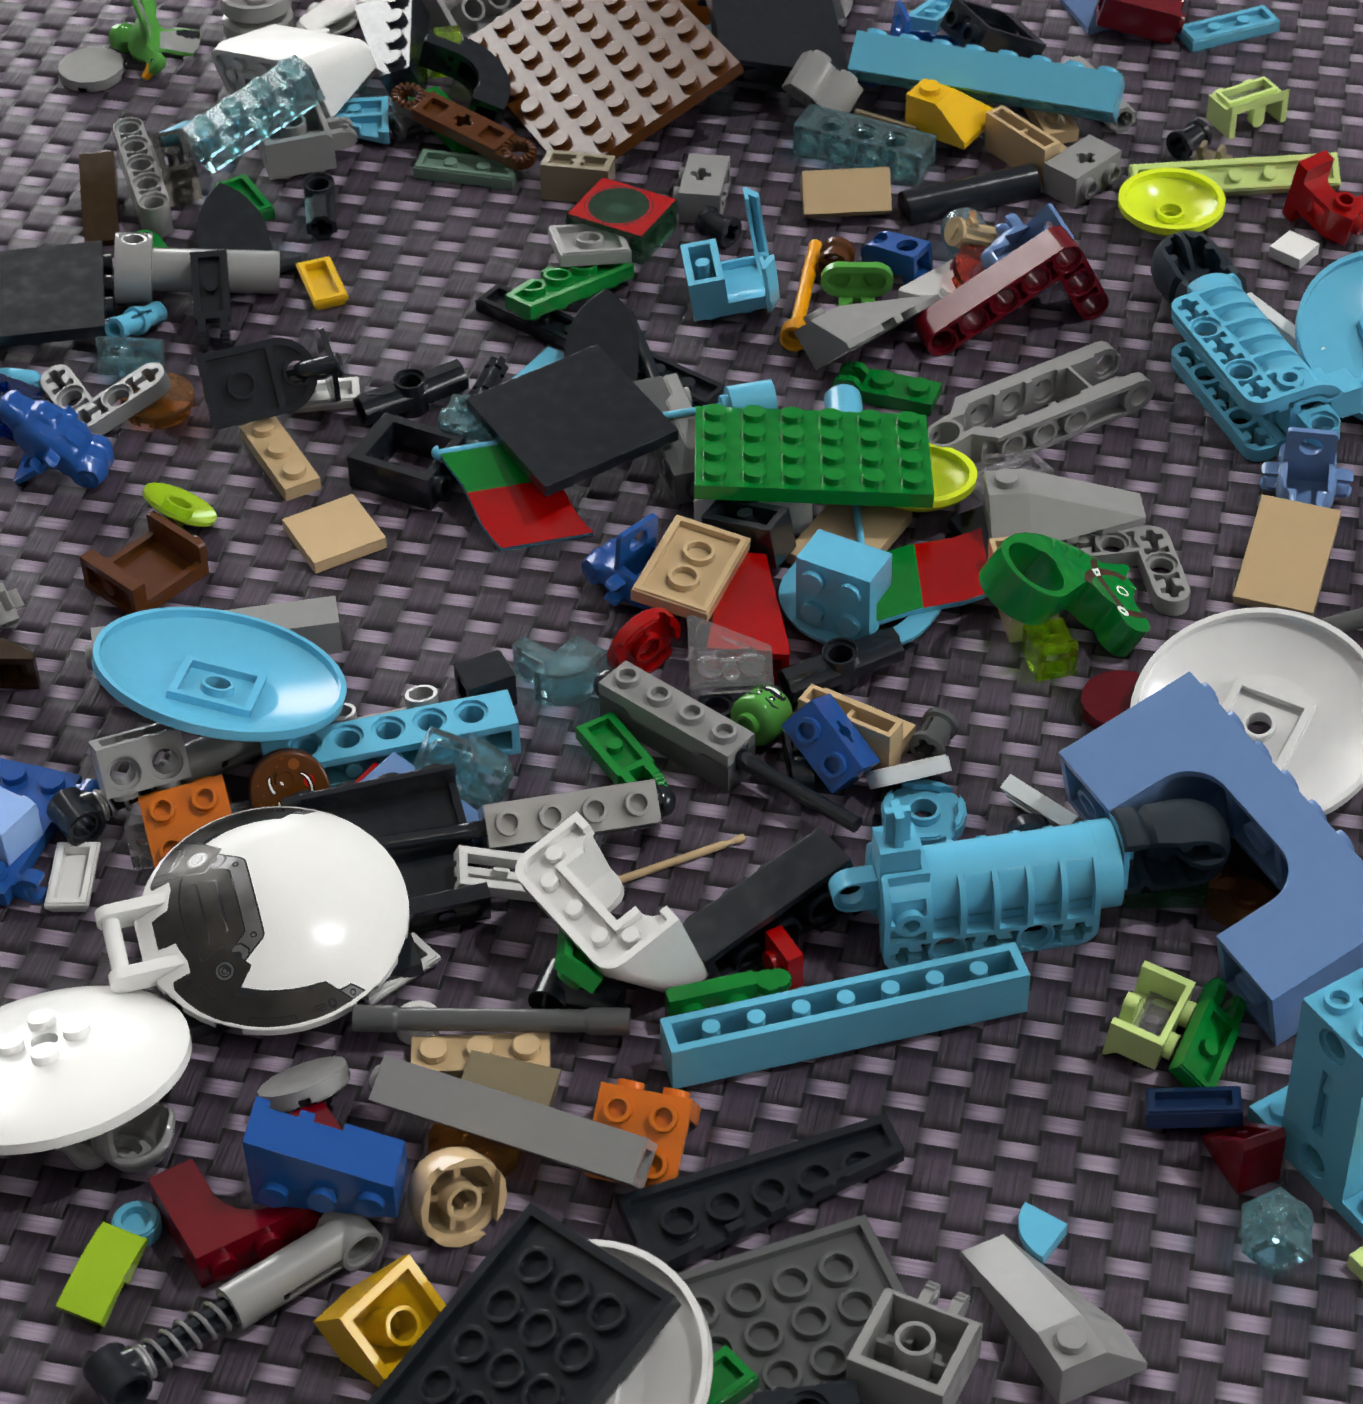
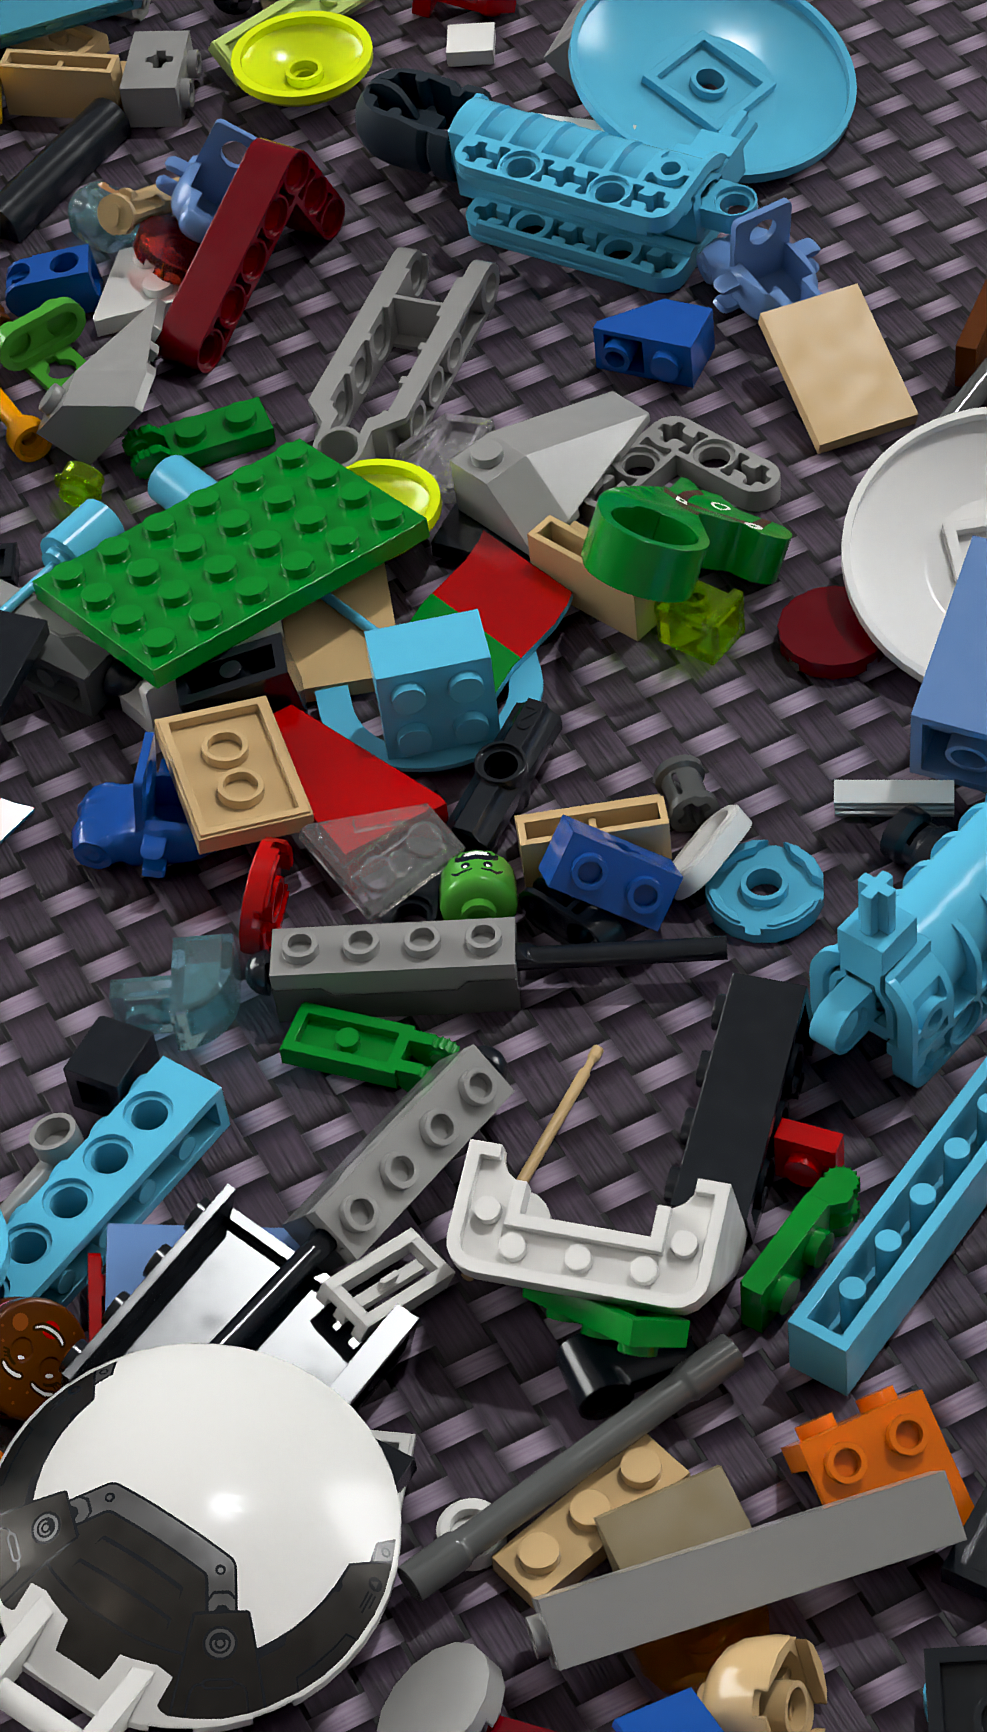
camera: 35 degrees left, 5 degrees up
(481, 767) = (201, 1169): clear light blue brick -> none
(794, 375) = (79, 483): none -> clear neon green plate
(1202, 482) = (657, 341): none -> blue slope

